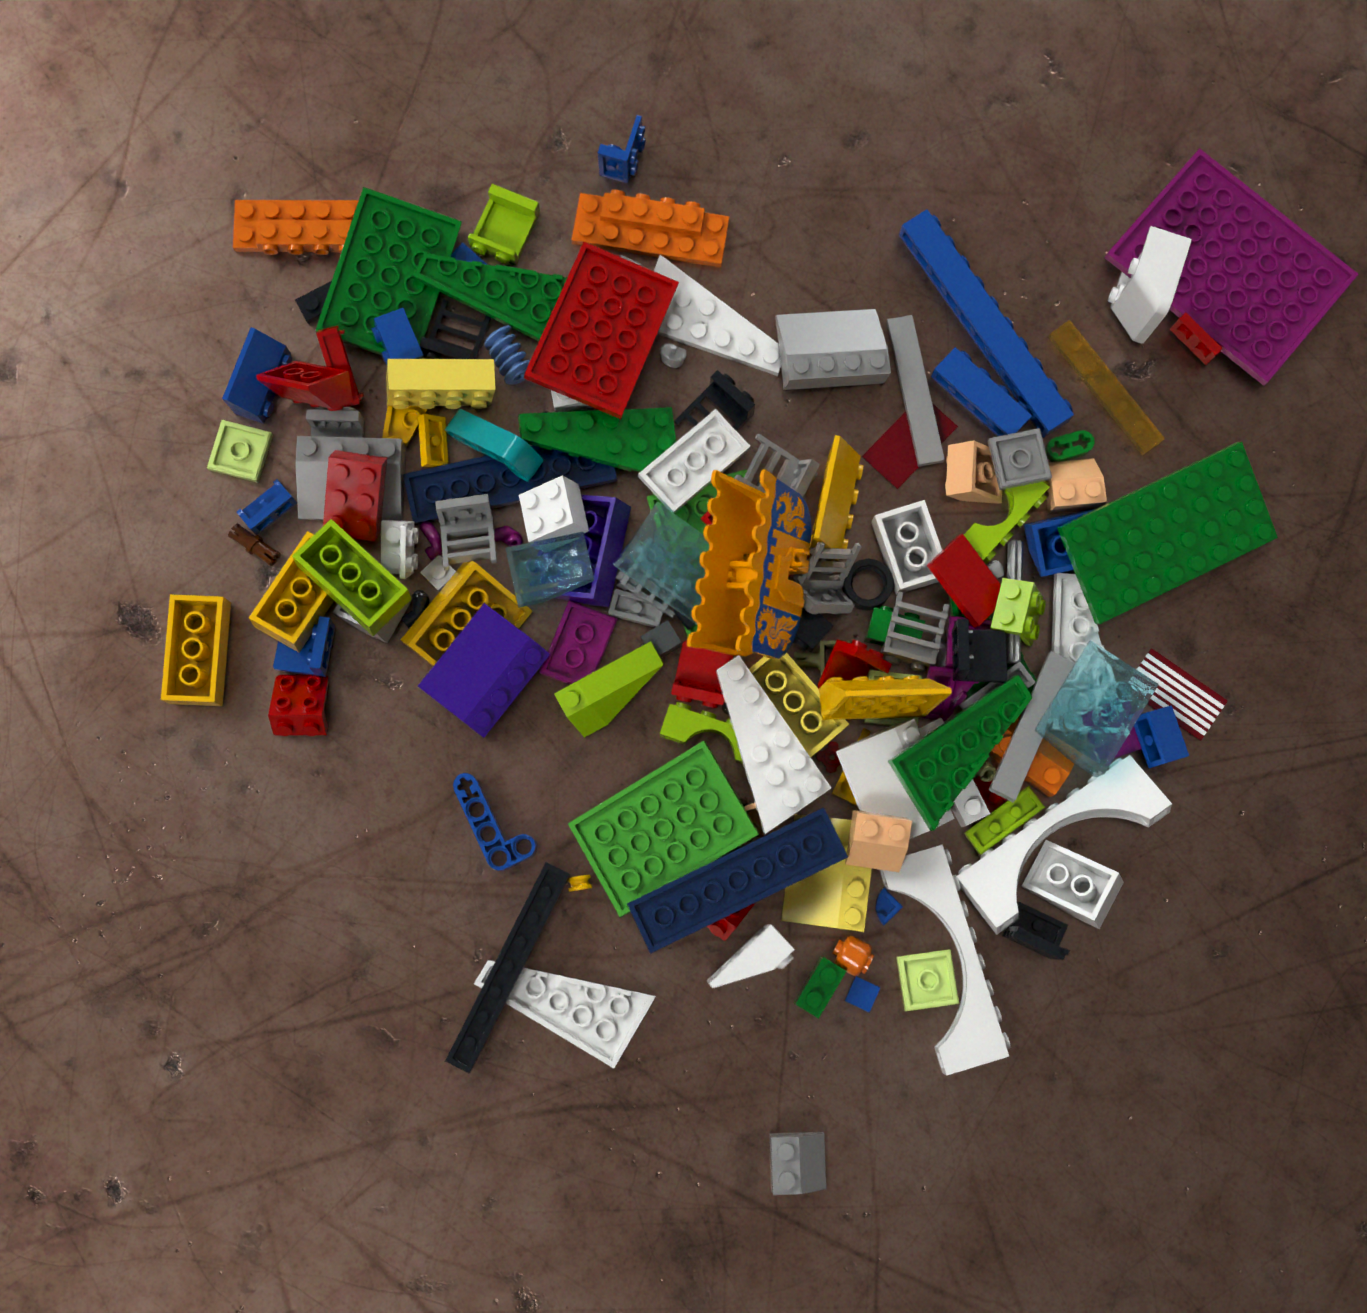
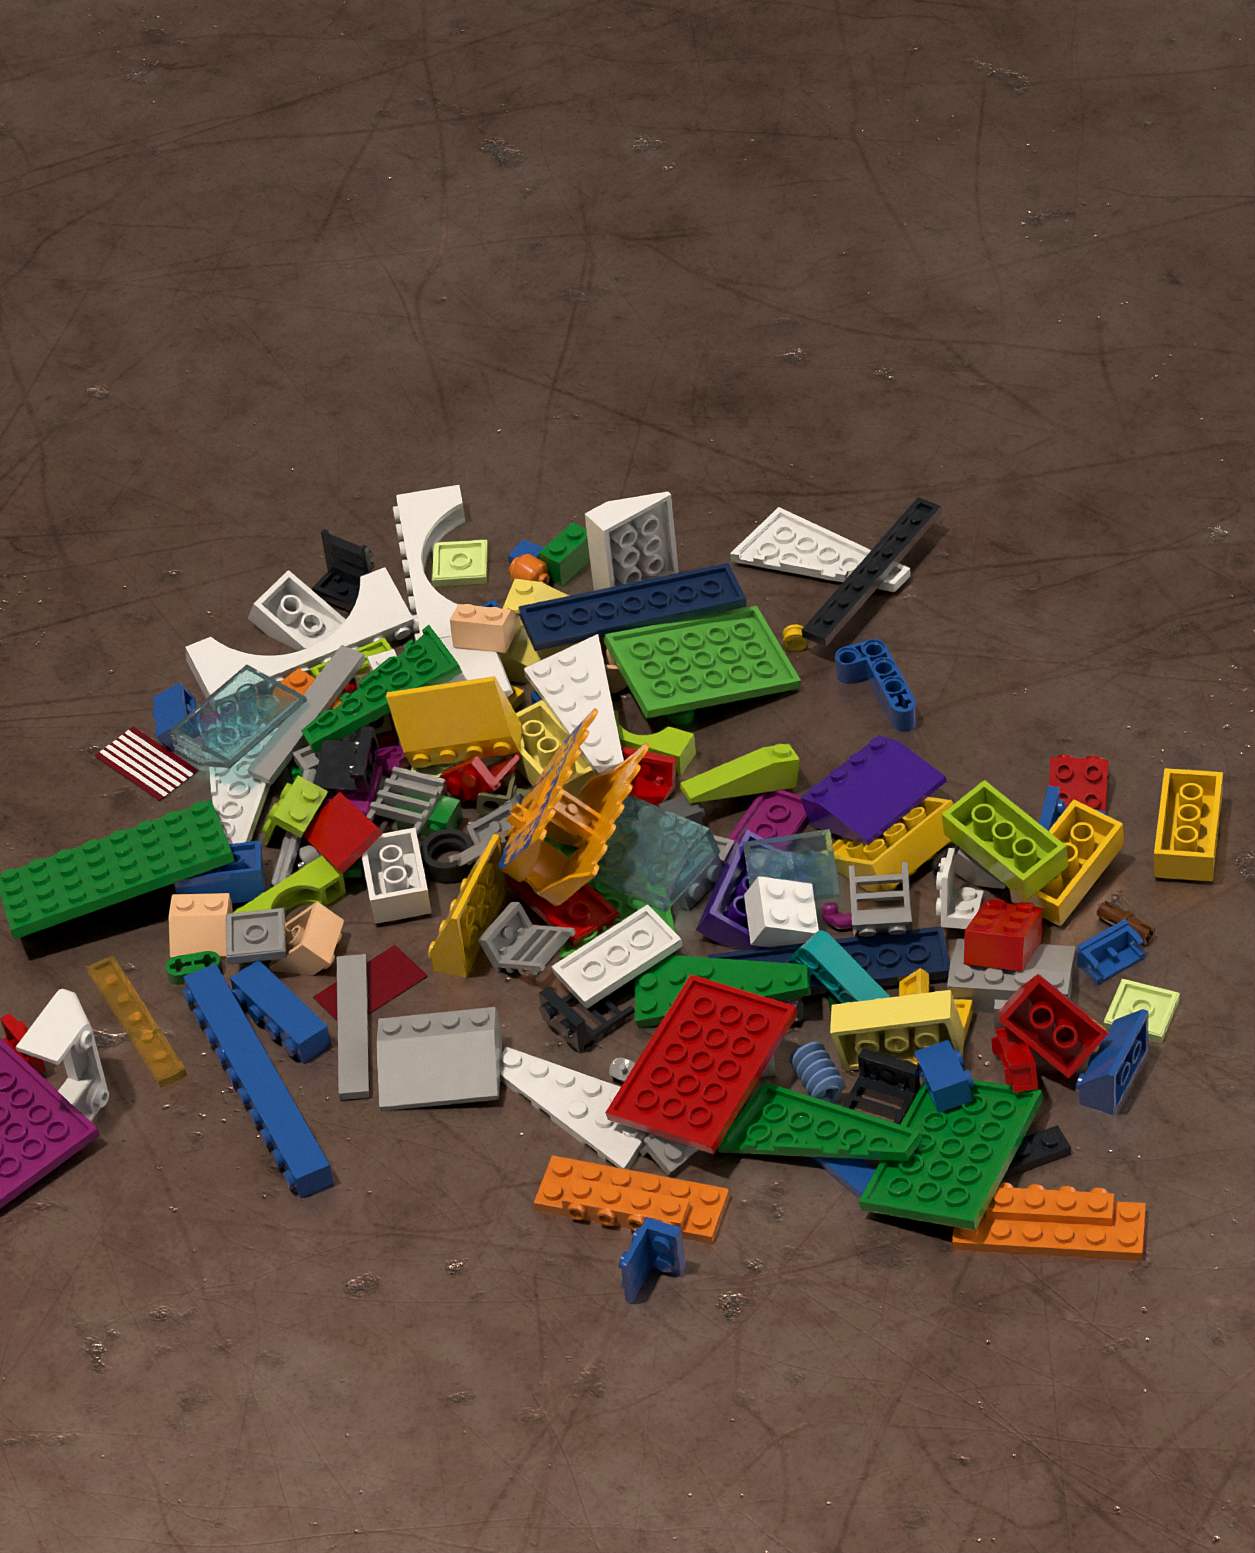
camera: 165 degrees left, 35 degrees down
(434, 538) = (921, 913): magenta arm -> none
(436, 574) = (921, 891): white plate -> none
(504, 225) = (810, 1207): lime panel -> none
(797, 1162) = (615, 443): light grey slope -> none

